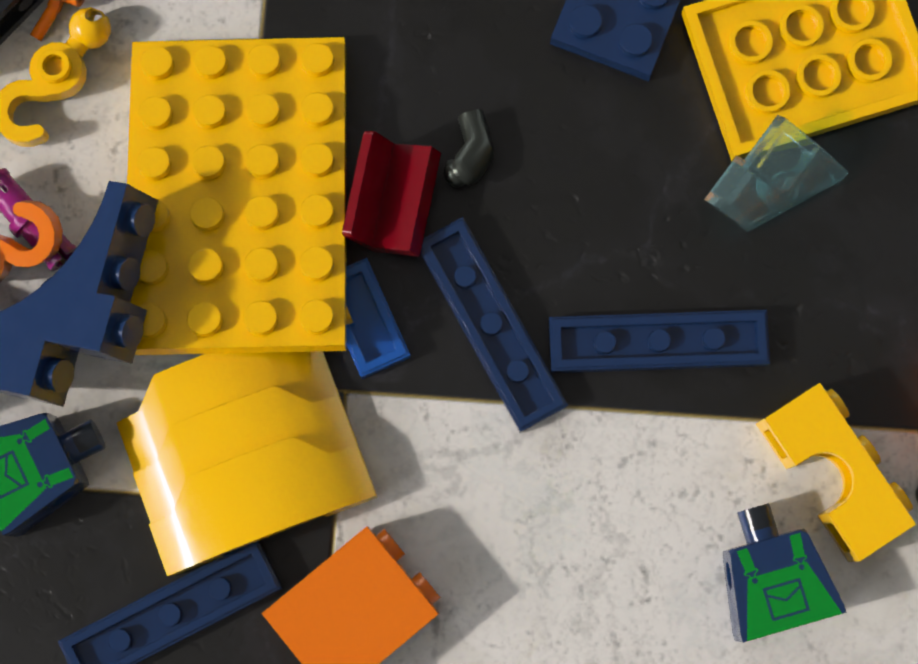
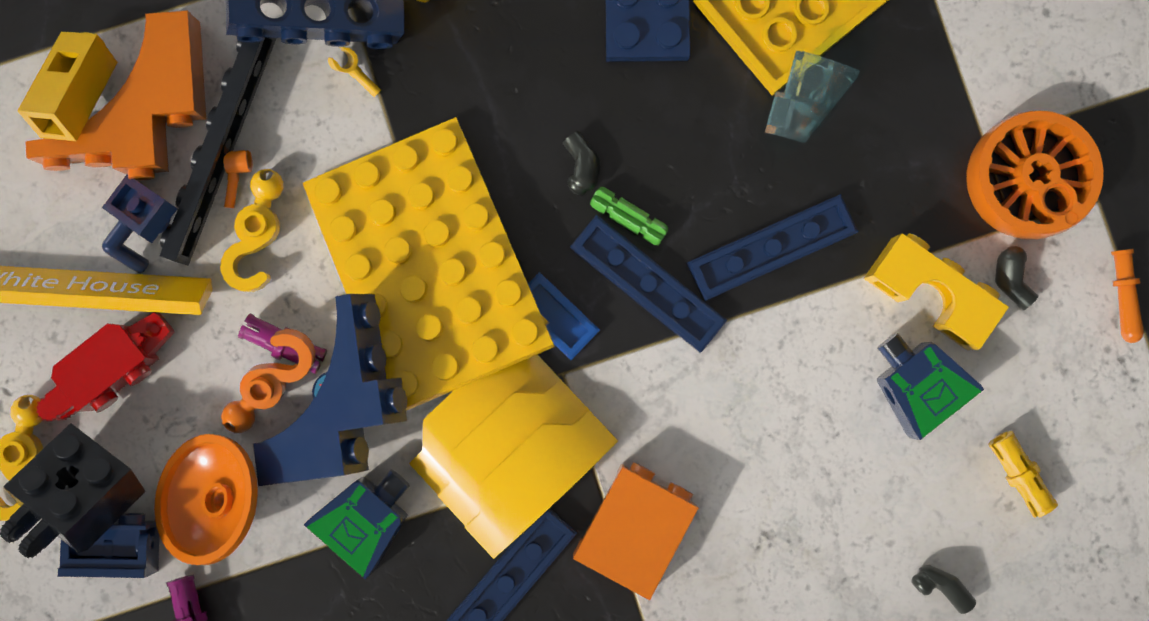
camera: 20 degrees left, 5 degrees up
(391, 195) = (539, 220): dark red panel -> none
(501, 234) = (629, 215): none -> bright green axle

